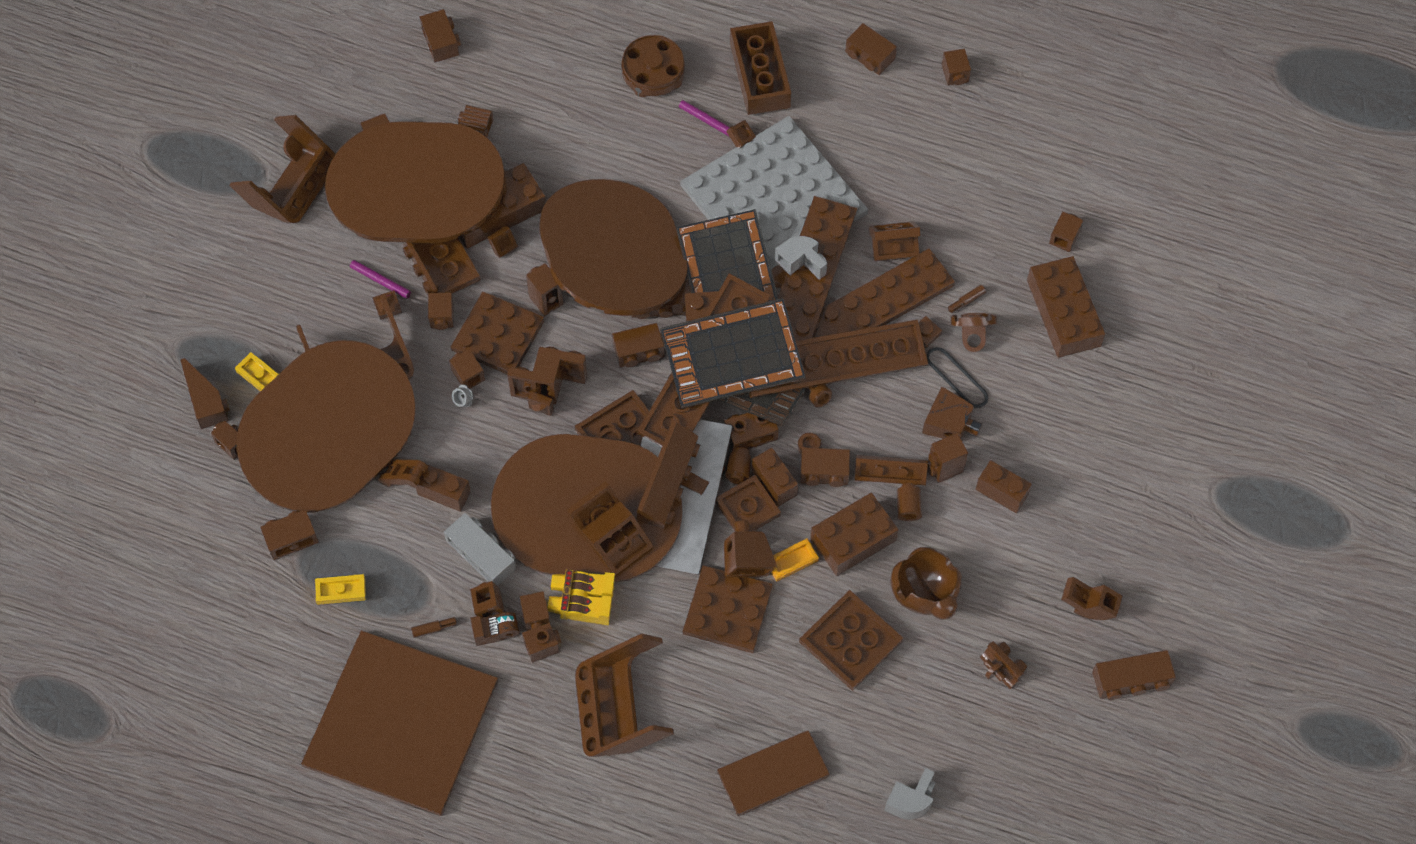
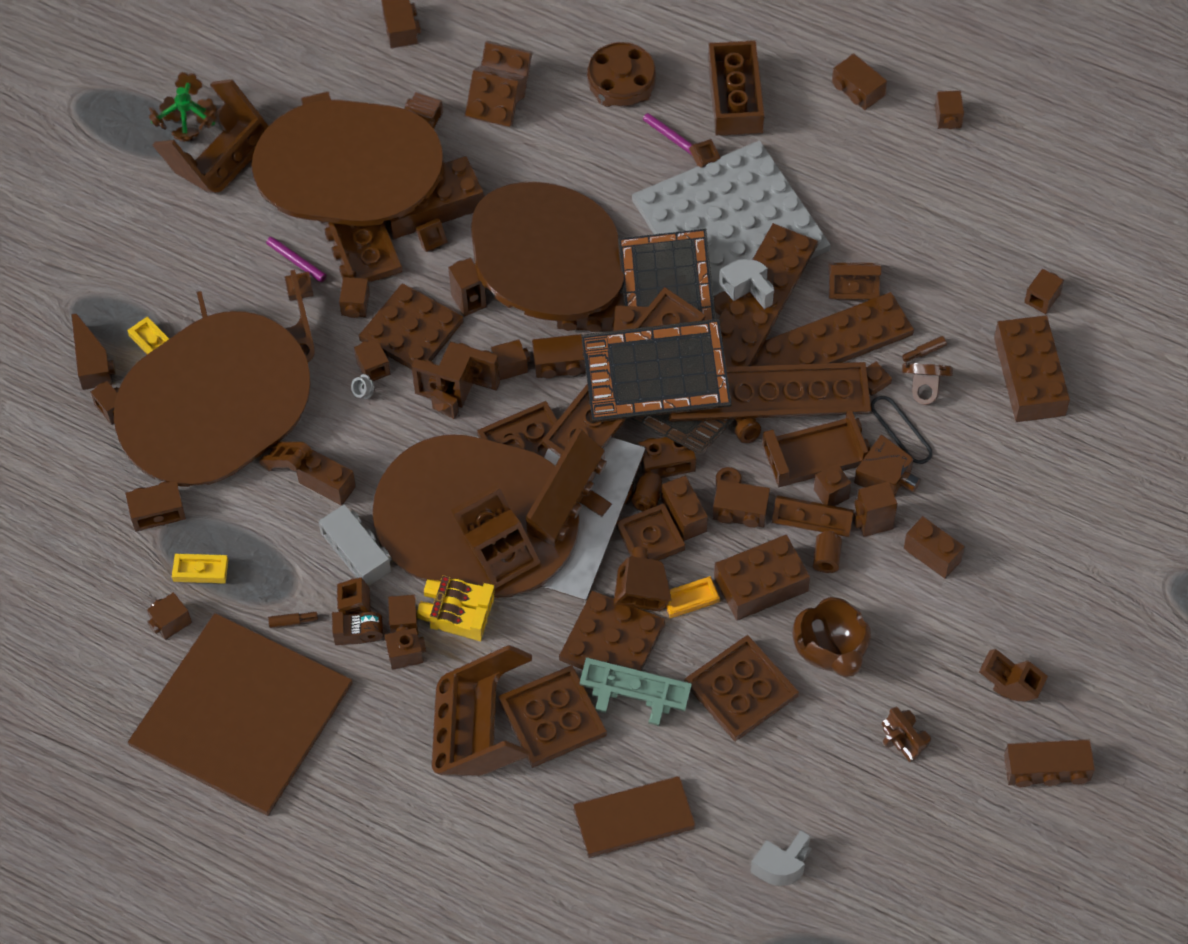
camera: 10 degrees right, 5 degrees down
(240, 146) = (176, 108): none -> reddish brown plant
(318, 639) = (168, 616): none -> reddish brown brick
(542, 88) = (498, 83): none -> reddish brown bracket
(596, 352) = (511, 359): none -> reddish brown brick
(685, 688) = (552, 716): none -> reddish brown plate
(777, 654) = (614, 680): none -> sand green hinge
(884, 407) = (811, 450): none -> reddish brown panel
(904, 440) = (832, 486): none -> reddish brown brick

